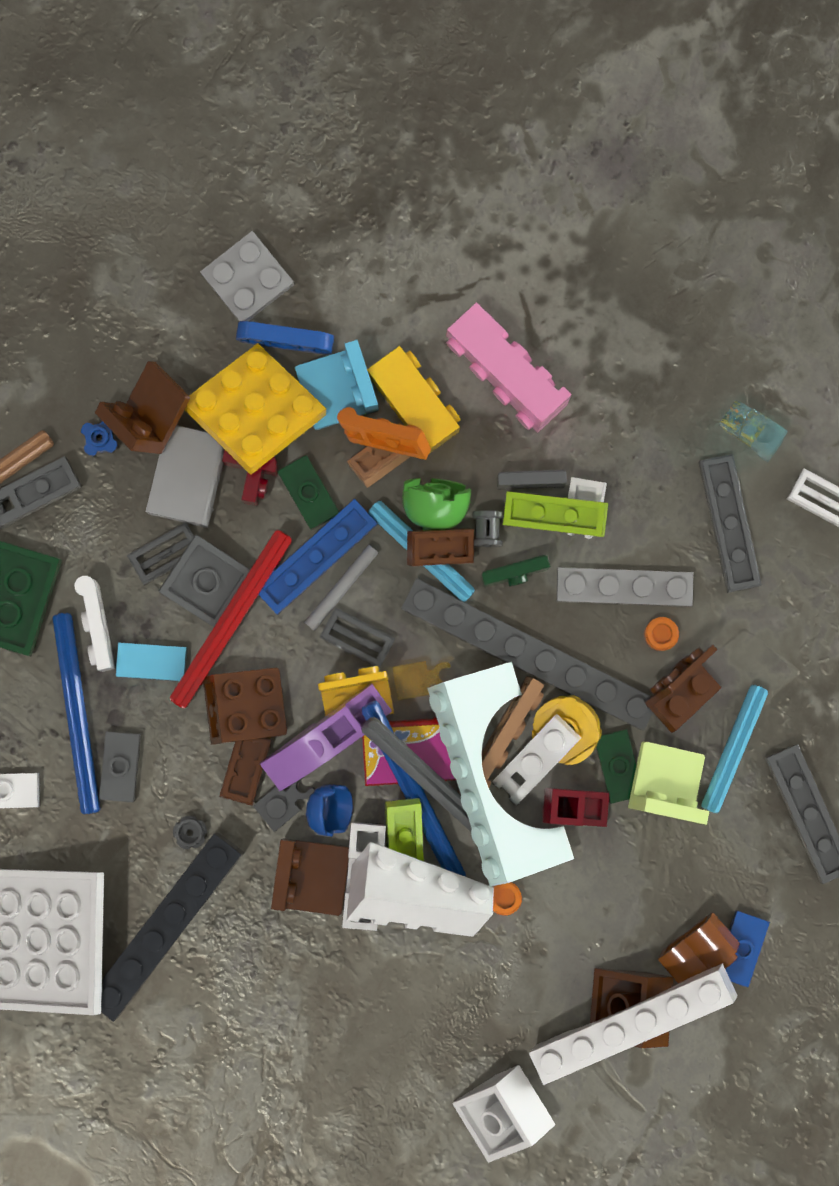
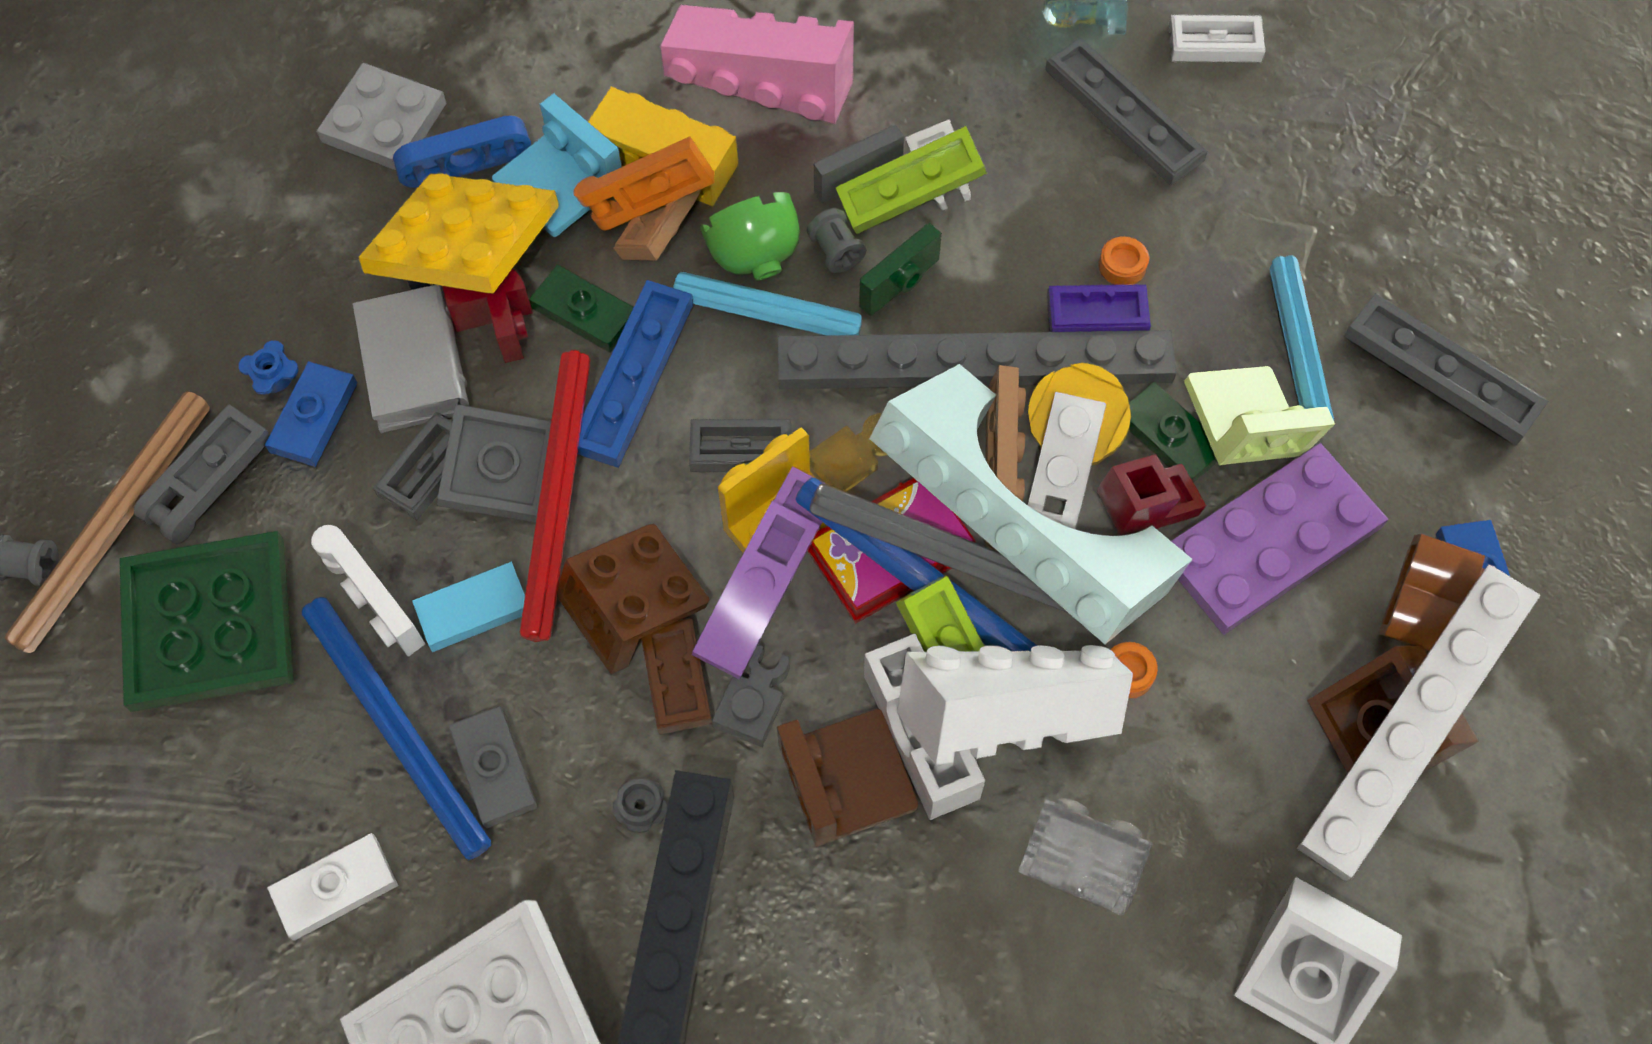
camera: 25 degrees left, 20 degrees down
(112, 482) = (311, 414): none -> blue plate
(150, 412) = (322, 290): reddish brown bracket -> none
(329, 809) = (822, 667): blue hair -> none
(341, 587) = (686, 397): light grey bar -> none
(414, 991) = (1086, 855): none -> clear brick
(440, 547) = (788, 276): reddish brown plate -> none
(622, 662) = (1098, 308): none -> dark purple plate
(624, 587) = (1044, 231): light grey plate -> none
(637, 863) = (1275, 537): none -> medium lavender plate
(683, 690) = (1199, 298): reddish brown bracket -> none

